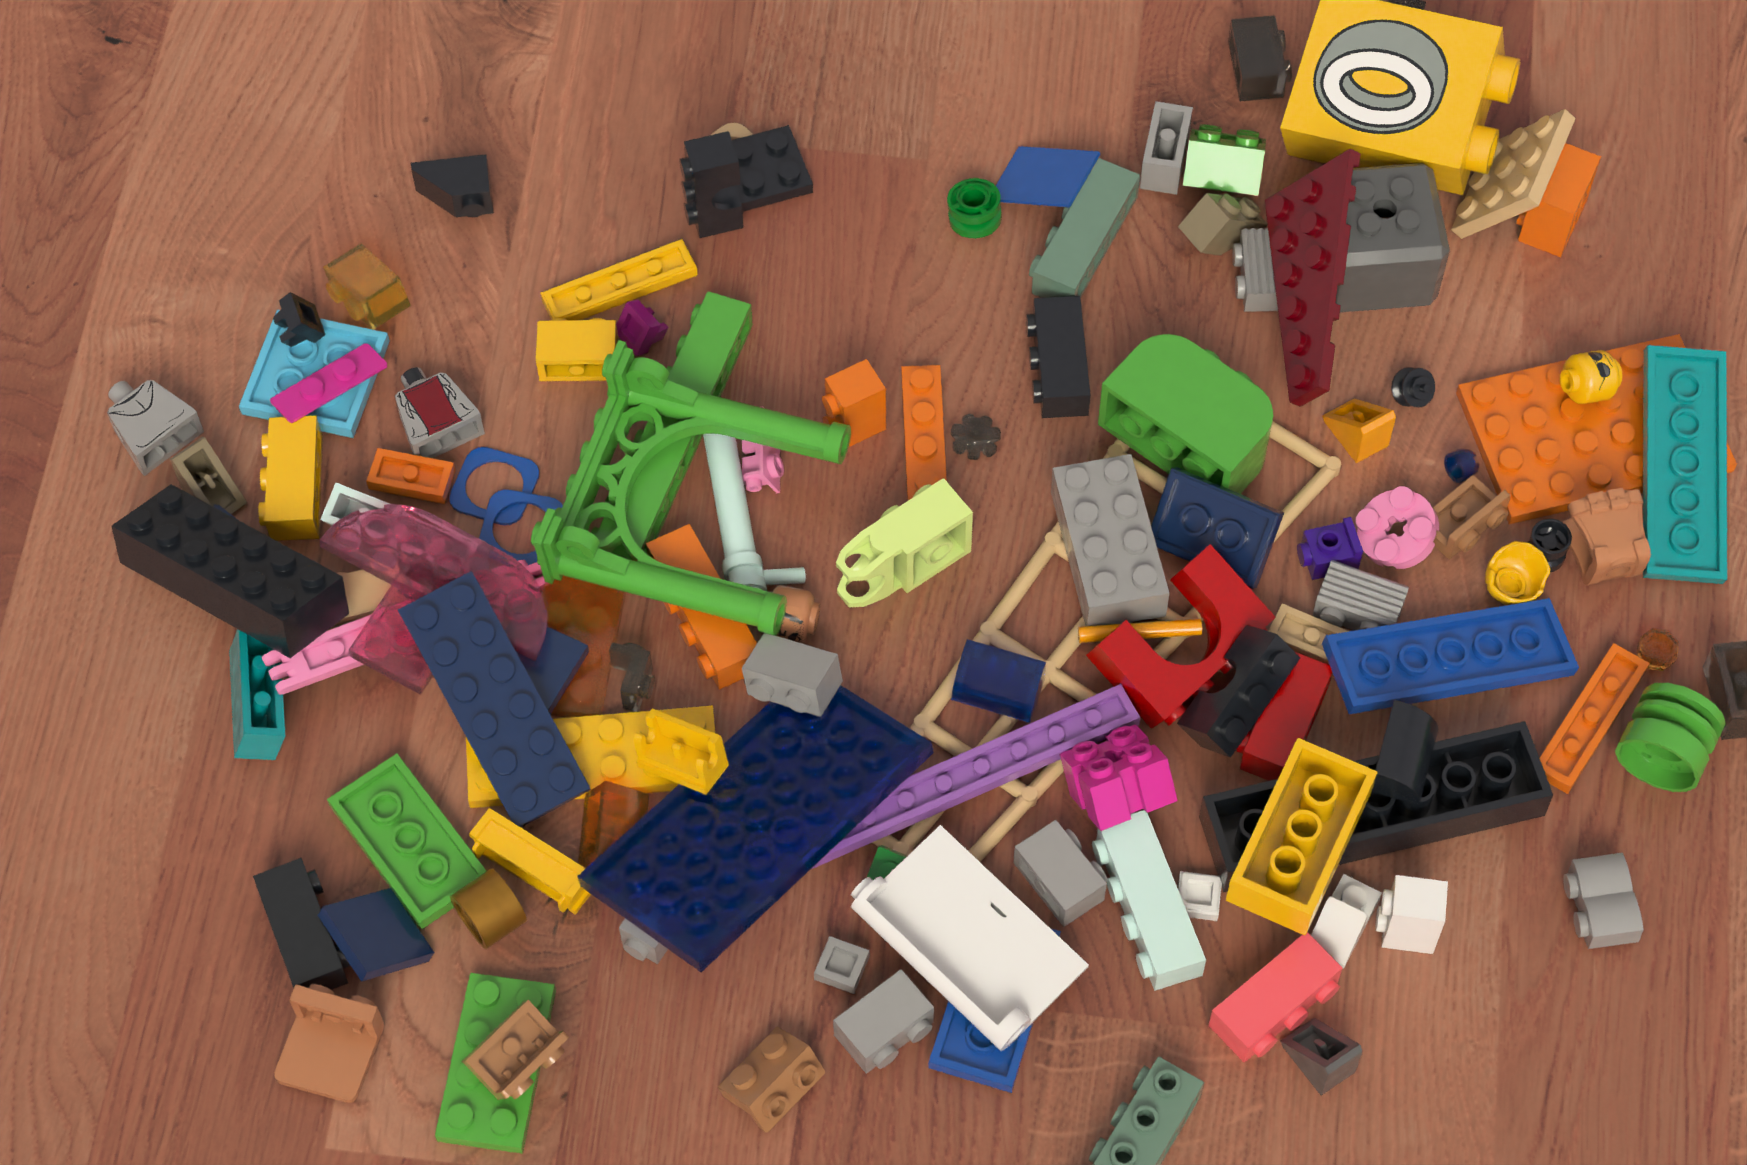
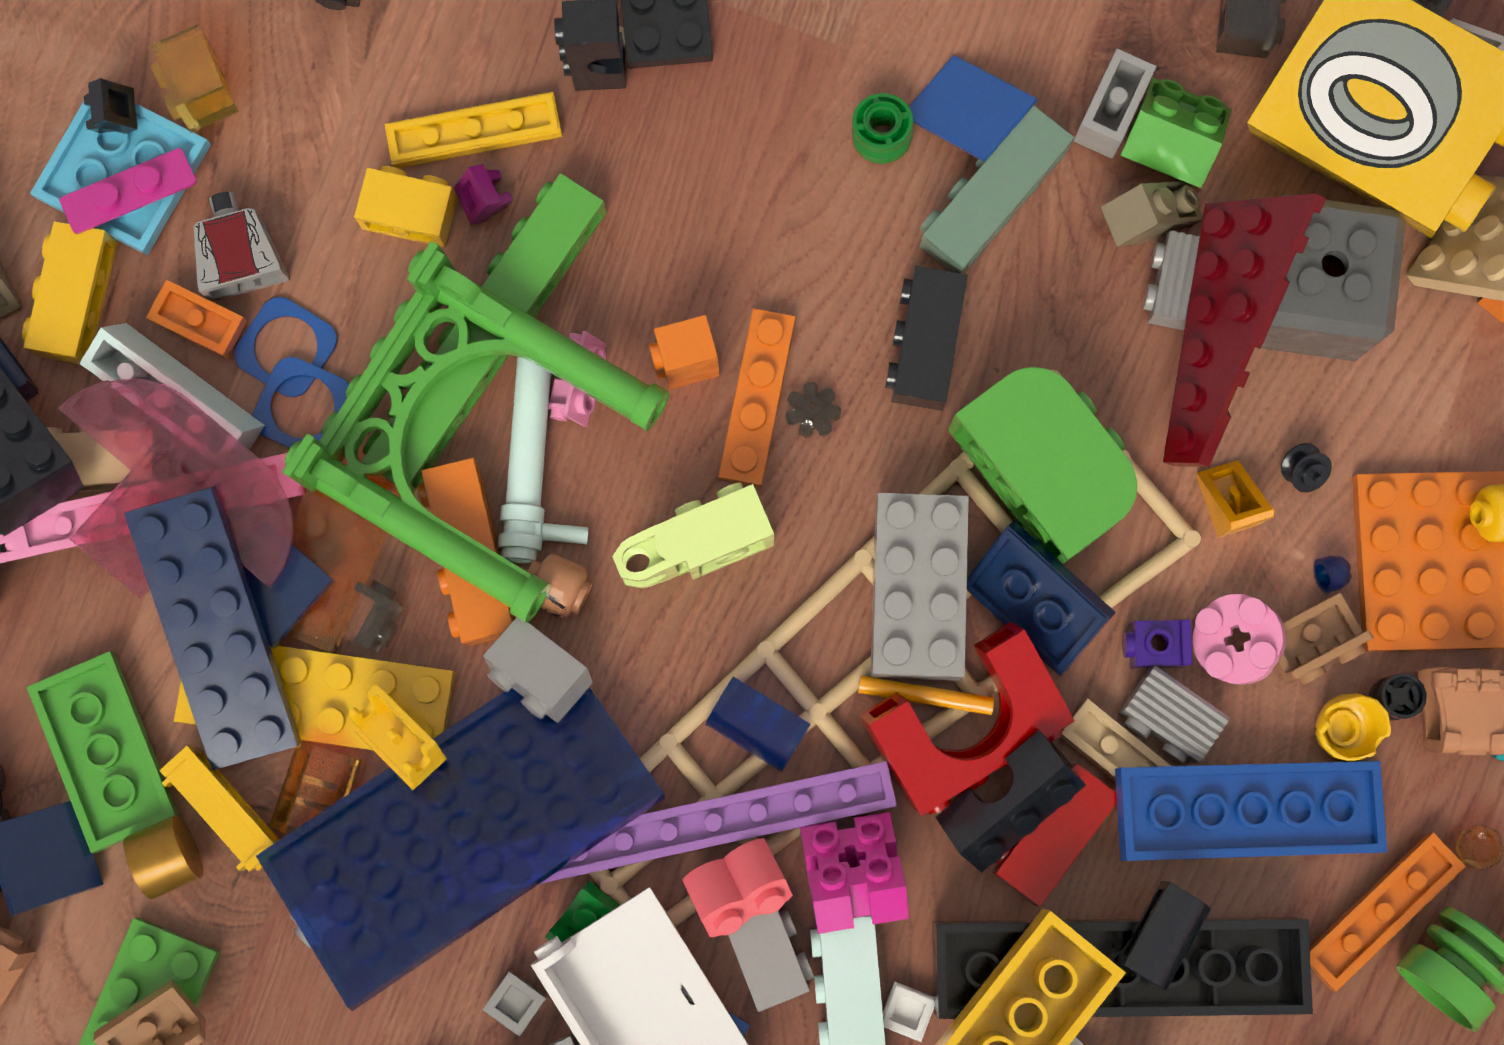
camera: 15 degrees right, 20 degrees up
(1016, 812) = (737, 888): none -> coral brick

